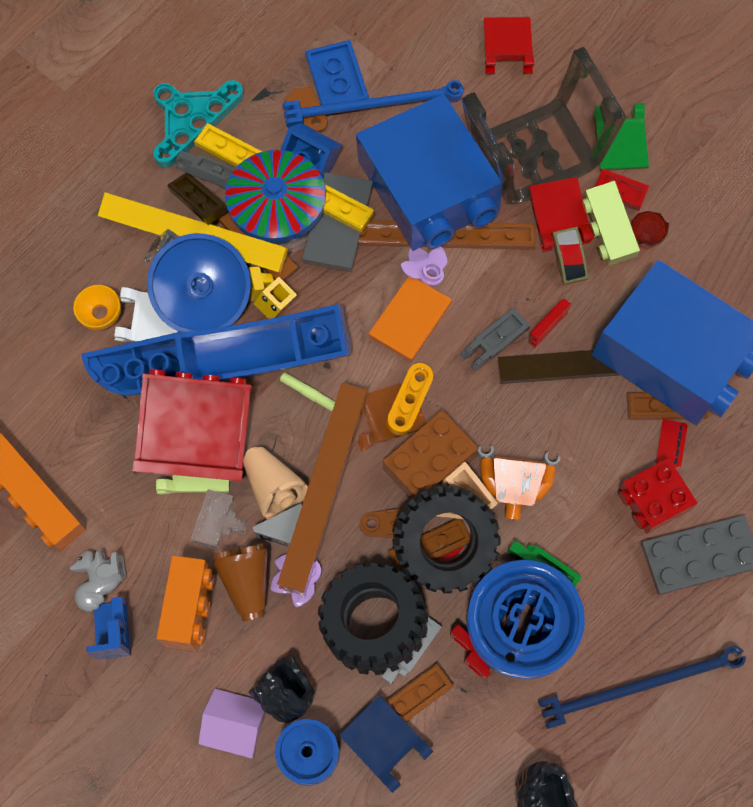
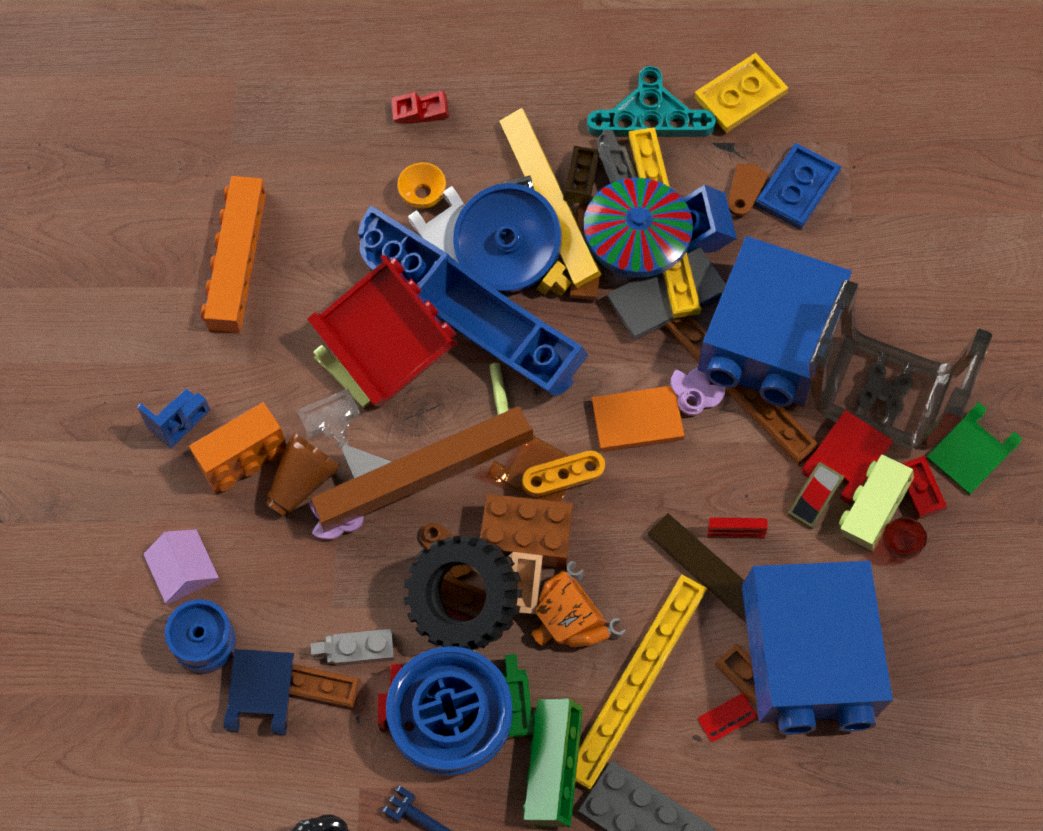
camera: 50 degrees right, 5 degrees down
(34, 257) = (416, 109): none -> red slope
(103, 578) = (215, 374): light grey animal -> none
(234, 50) = (741, 92): none -> yellow plate
(272, 482) = (395, 428): light nougat cone -> none
(275, 298) = (550, 302): yellow brick -> none
(284, 690) = (233, 578): black hair -> none
(295, 114) = (729, 182): blue hinge -> none
(358, 587) = (355, 625): black tyre -> none
(497, 338) = (683, 498): dark grey hinge -> none
(508, 41) = (972, 285): red flag -> none
(599, 481) = (637, 680): none -> yellow tile
(615, 581) = (553, 763): none -> green brick
(657, 496) = (662, 739): red brick -> none

